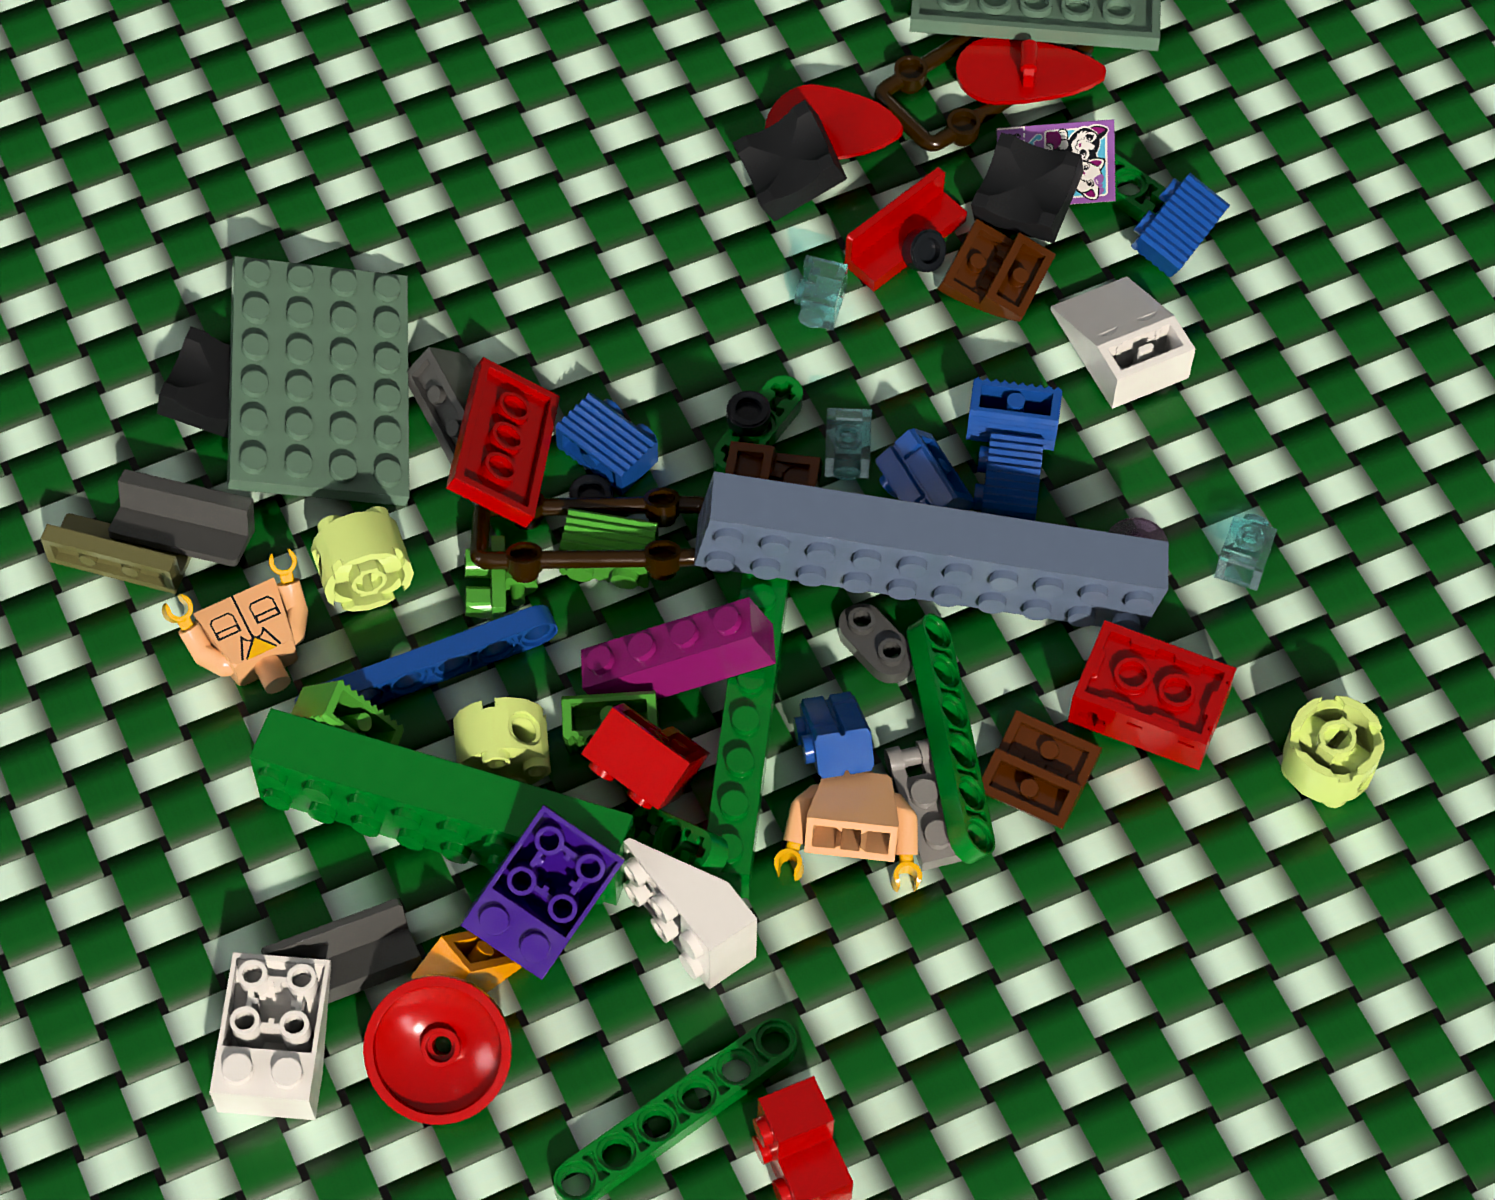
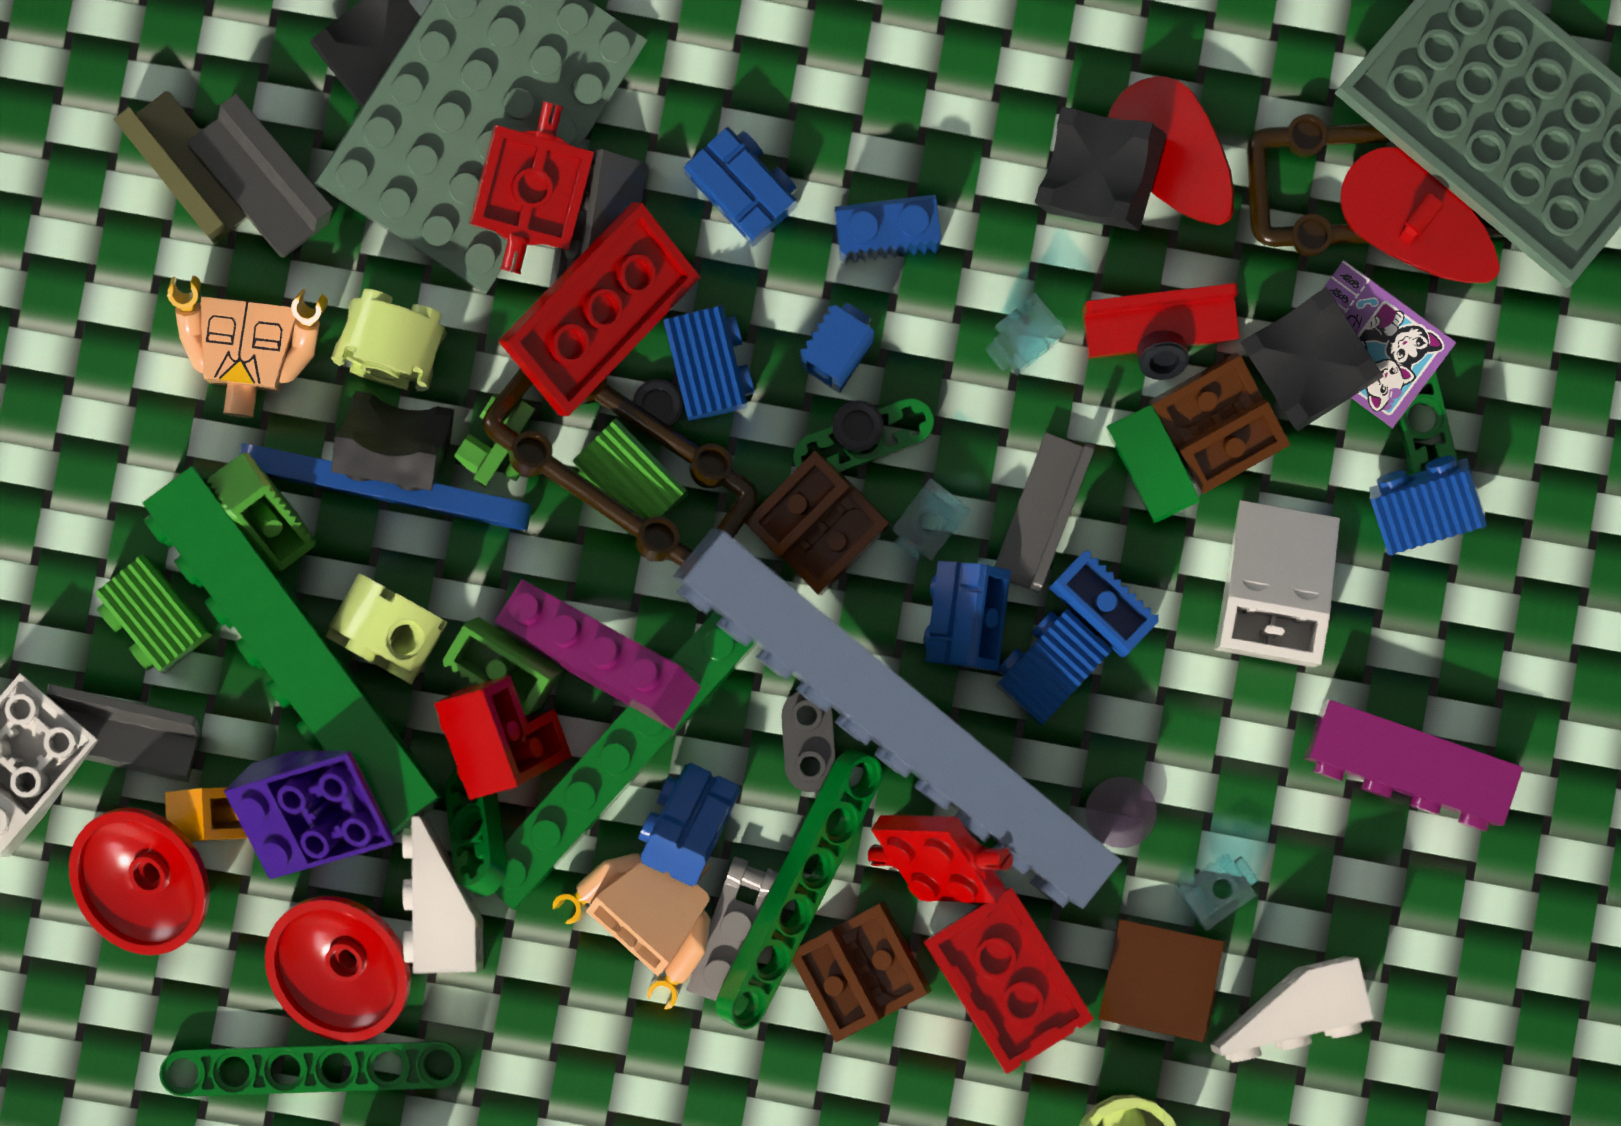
camera: 35 degrees right, 25 degrees up
(309, 862) = (152, 615): none -> bright green brick
(393, 398) = (531, 187): none -> red plate
(432, 616) = (392, 443): none -> black brick
(545, 321) = (742, 185): none -> blue brick
(635, 1045) = (326, 986): none -> red dish
(670, 285) = (887, 228): none -> blue brick
(694, 368) = (837, 346): none -> blue brick
(924, 388) = (1043, 510): none -> dark grey panel
(978, 320) = (1153, 464): none -> green slope
(1037, 635) = (939, 858): none -> red plate
(1259, 633) = (1162, 980): none -> reddish brown slope
(1307, 388) = (1413, 764): none -> magenta brick
(1377, 568) = (1307, 1001): none -> white slope

